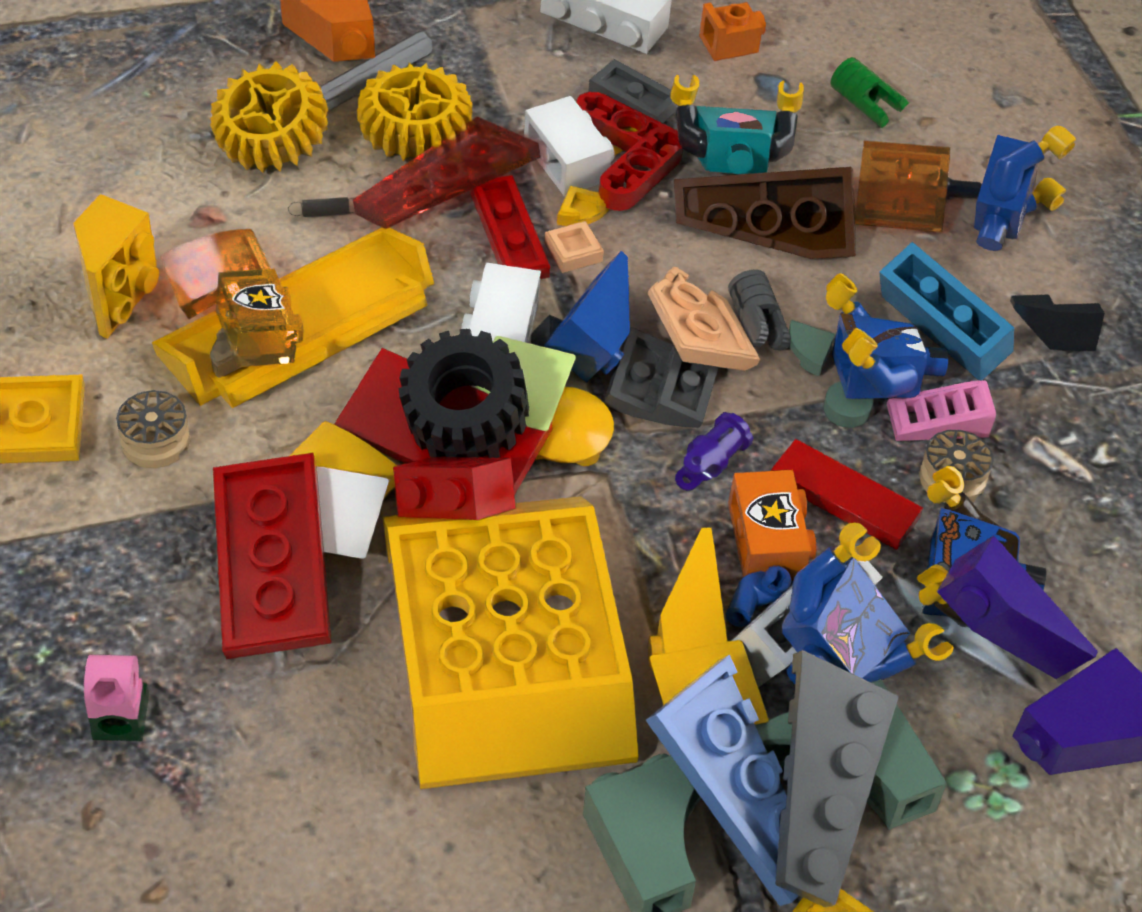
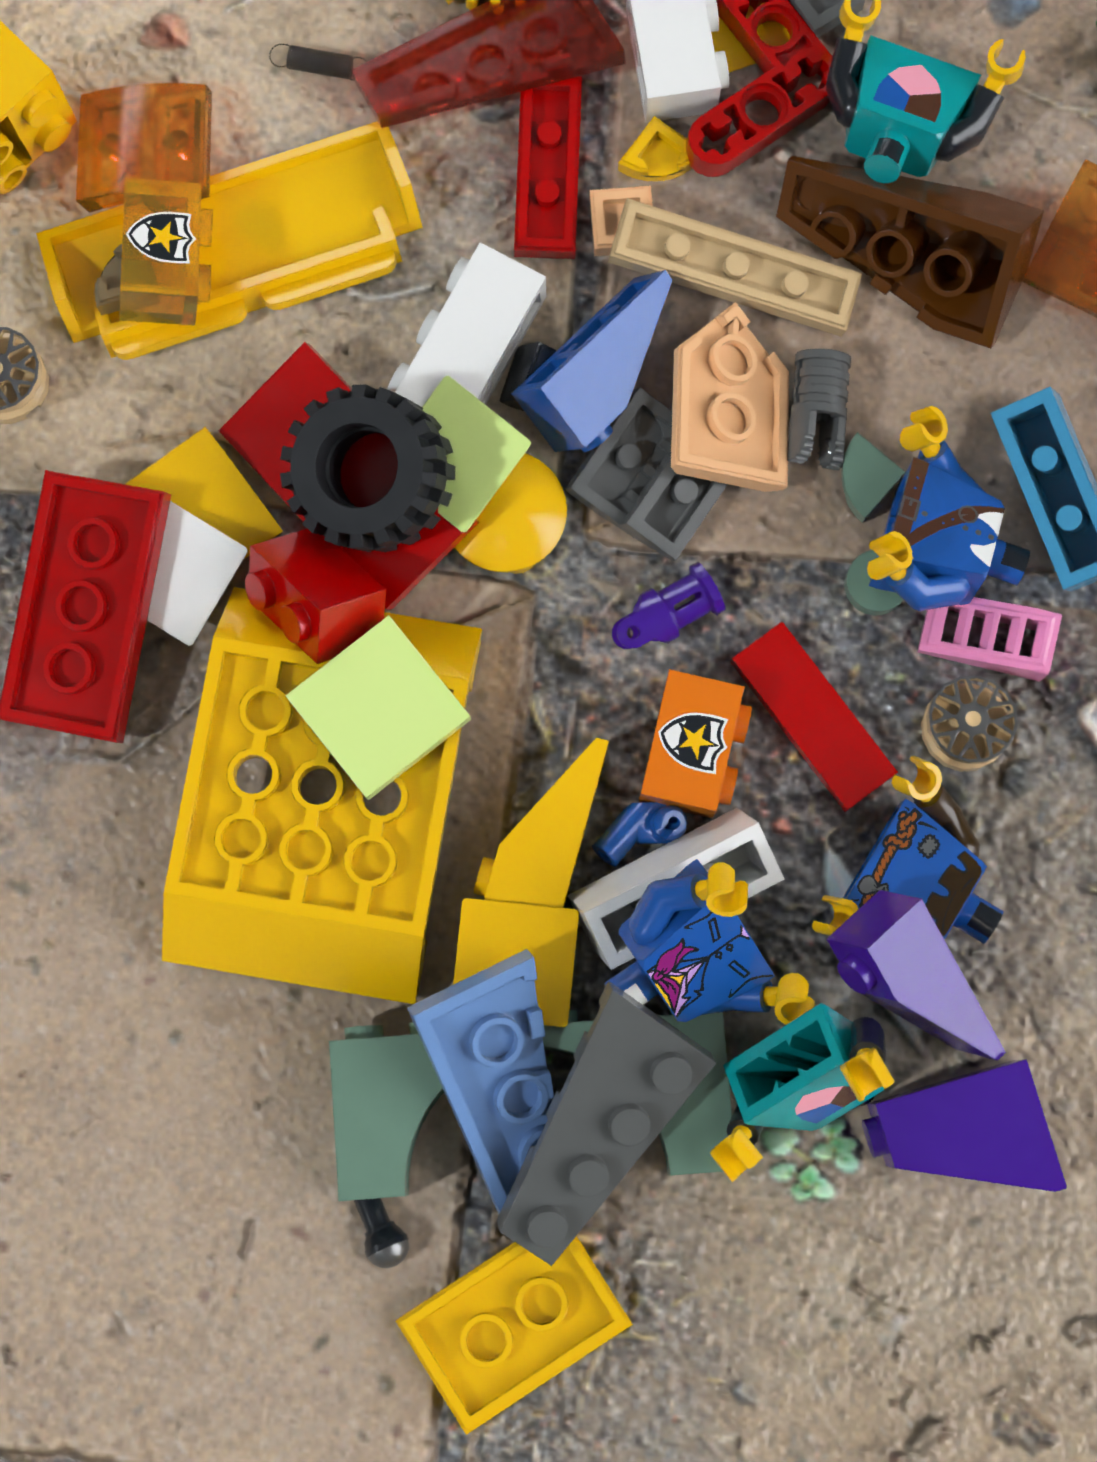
camera: 25 degrees right, 30 degrees up
(535, 535) = (378, 707): none -> yellowish green tile
(663, 249) = (735, 267): none -> tan tile
(971, 692) = (801, 1080): none -> teal torso

